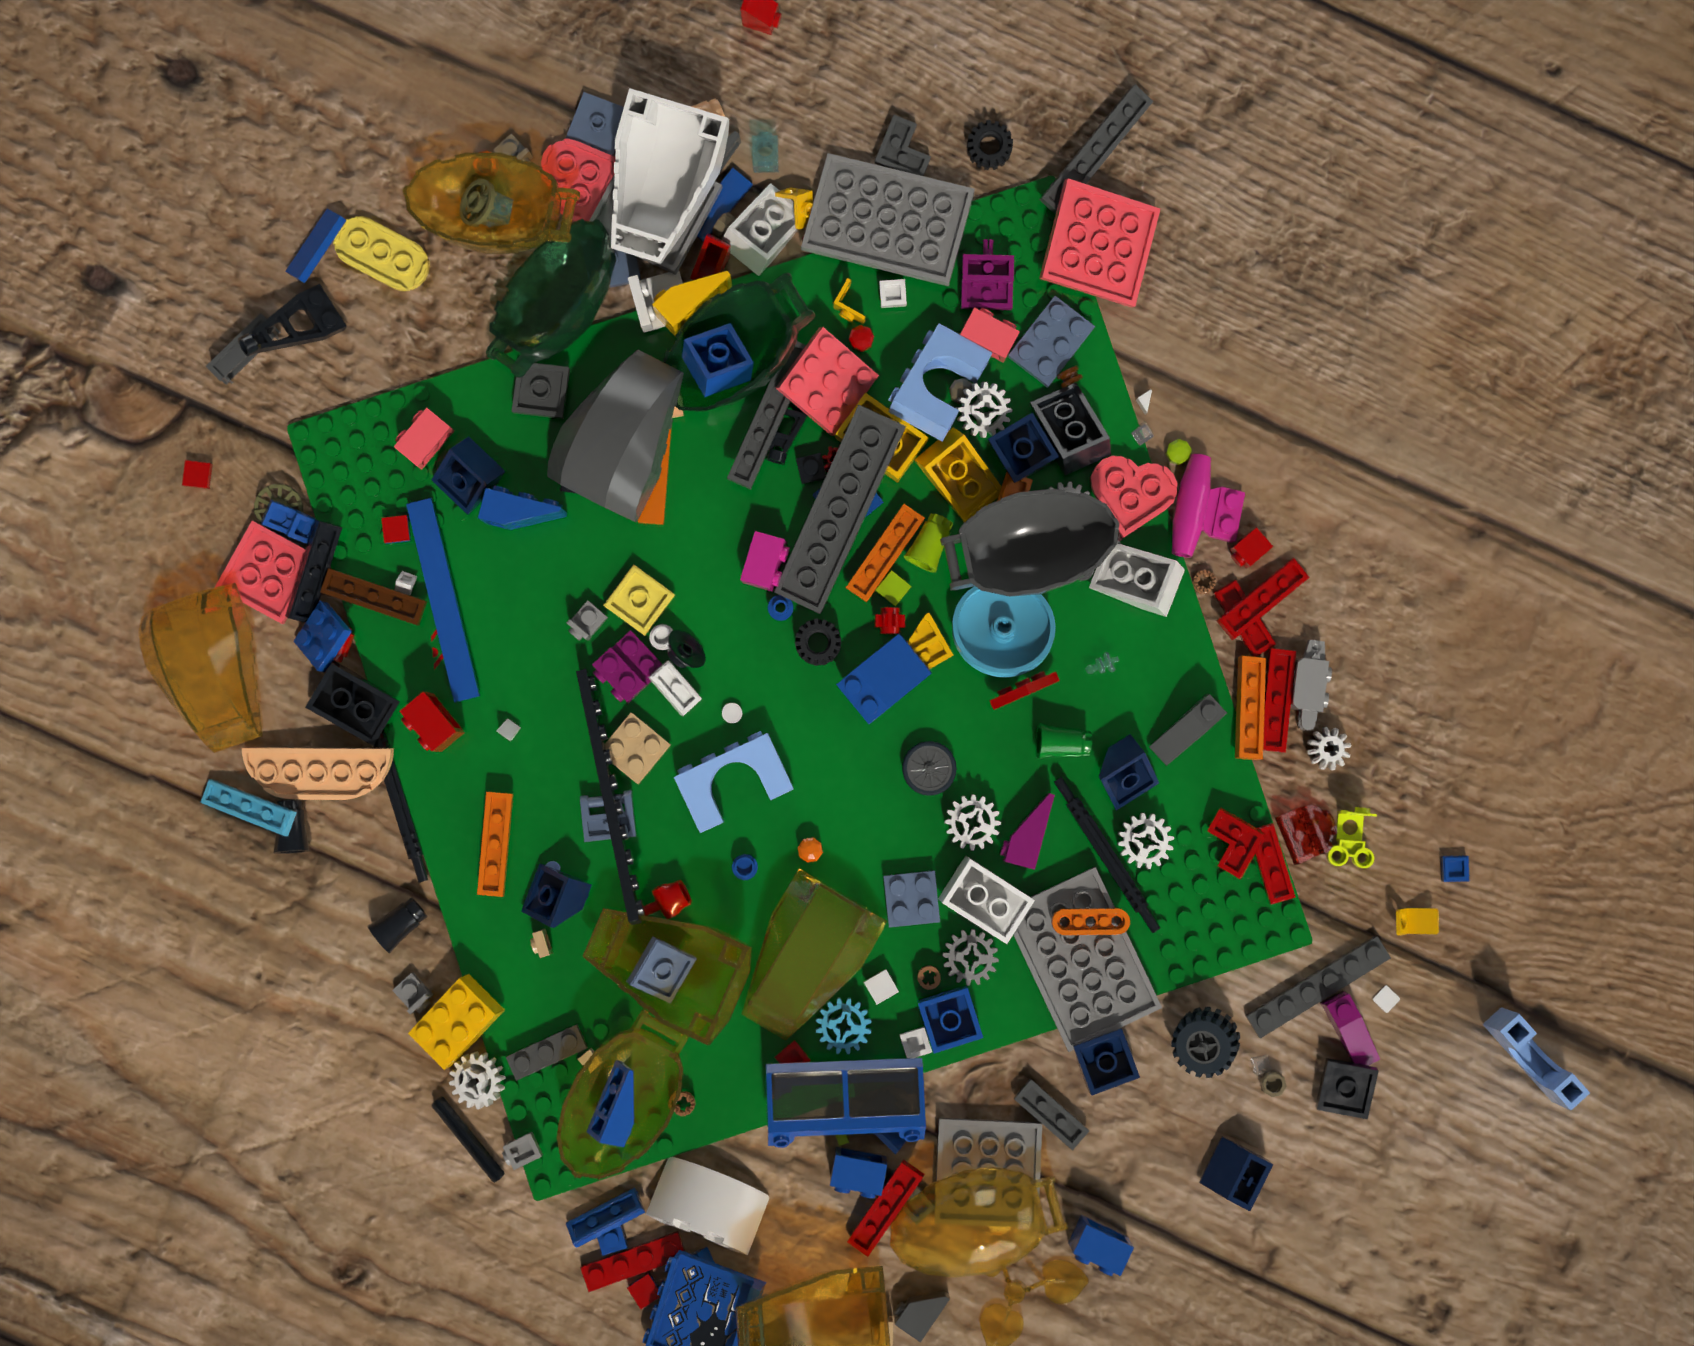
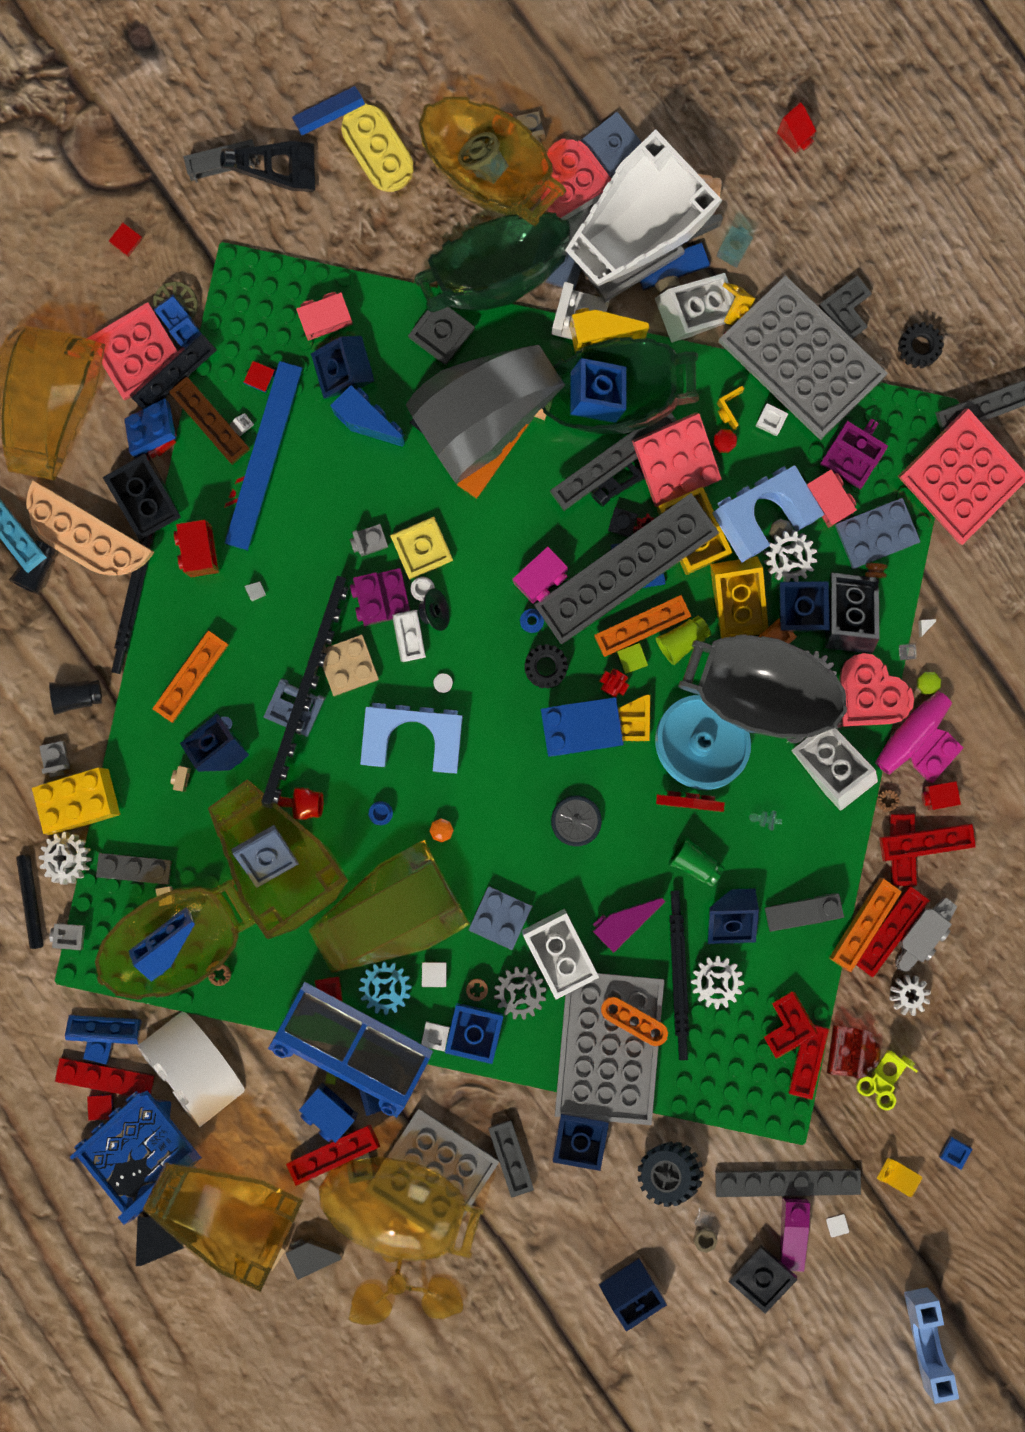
camera: 25 degrees right, 0 degrees up
(712, 258) = (641, 306): red slope -> none
(959, 816) = (595, 898): white gear -> none
(1100, 1246) = (488, 1288): blue brick -> none

